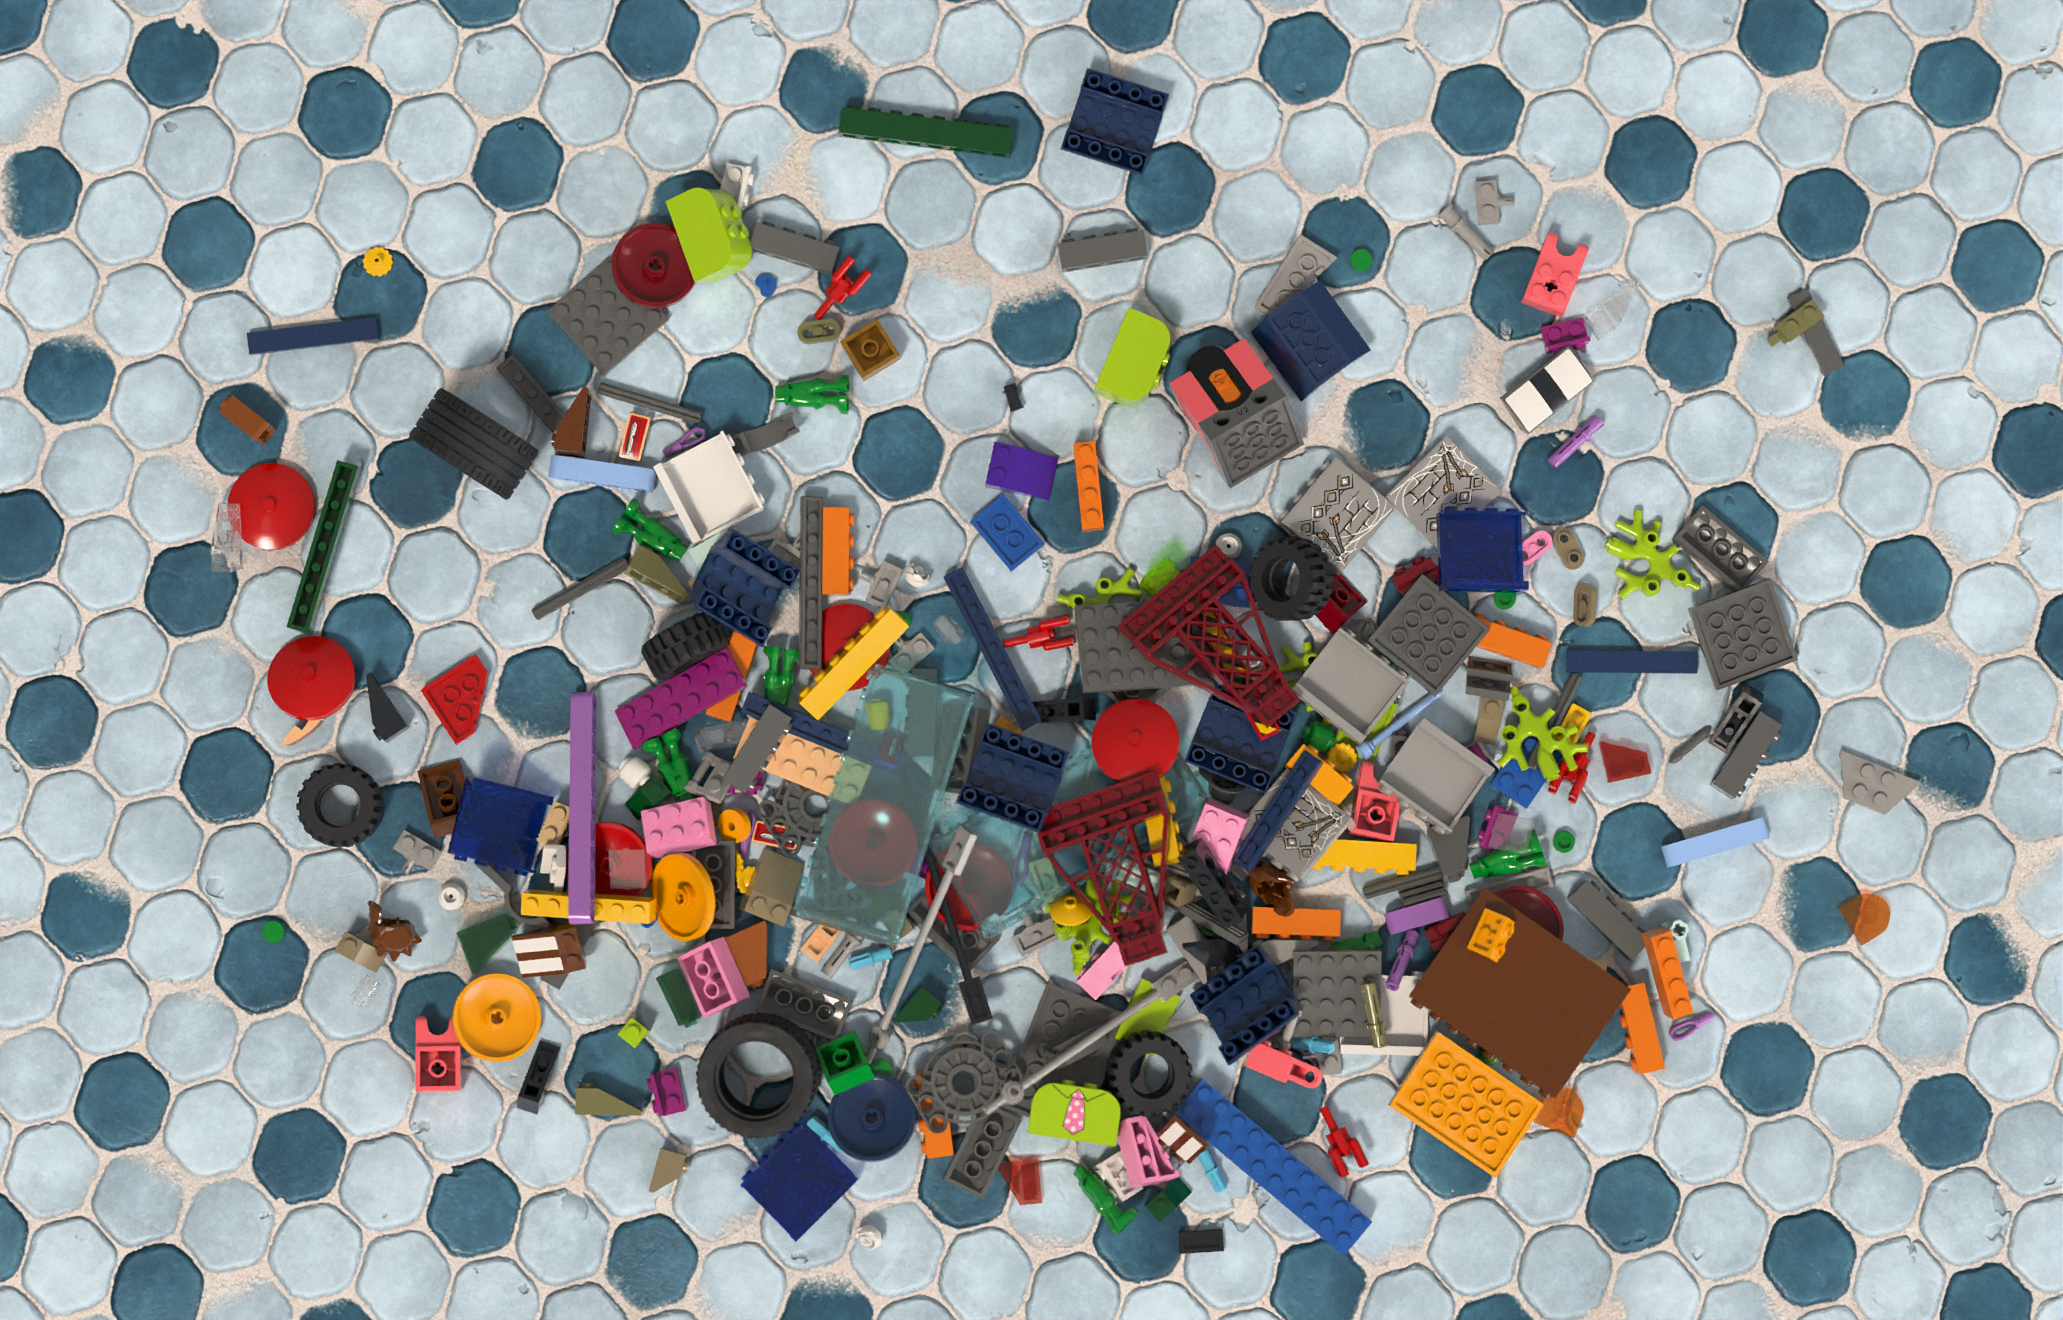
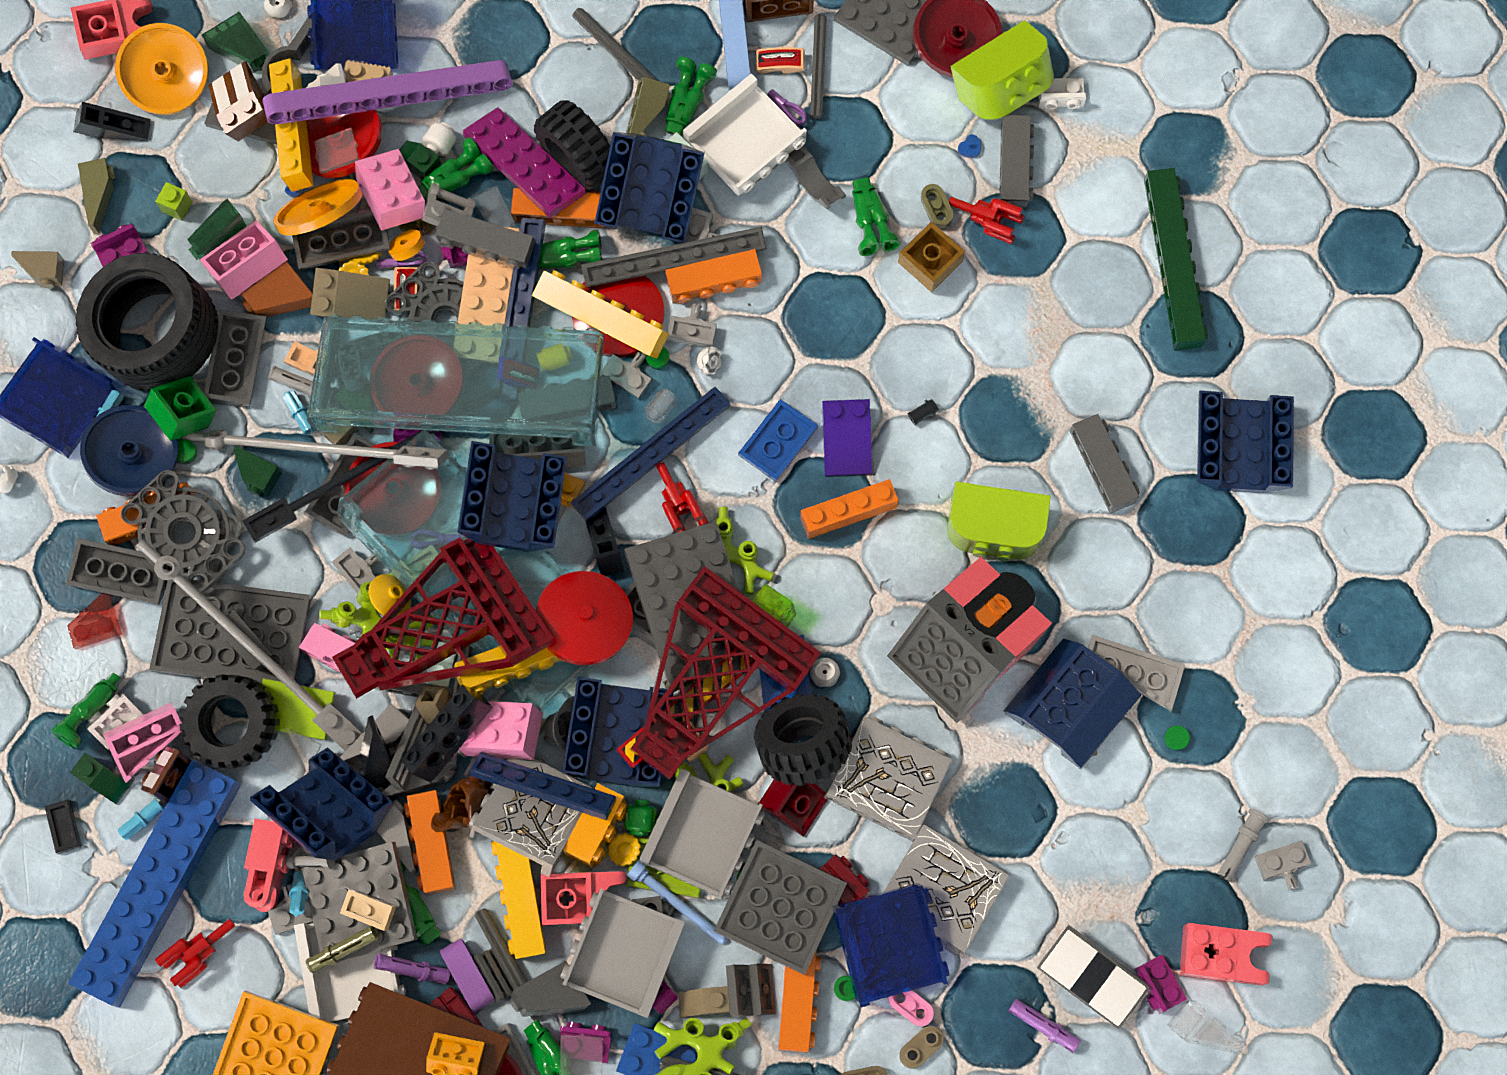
camera: 80 degrees right, 10 degrees down
(1075, 1113) = (167, 651): lime brick -> none
(1348, 983) = (368, 909): none -> tan plate

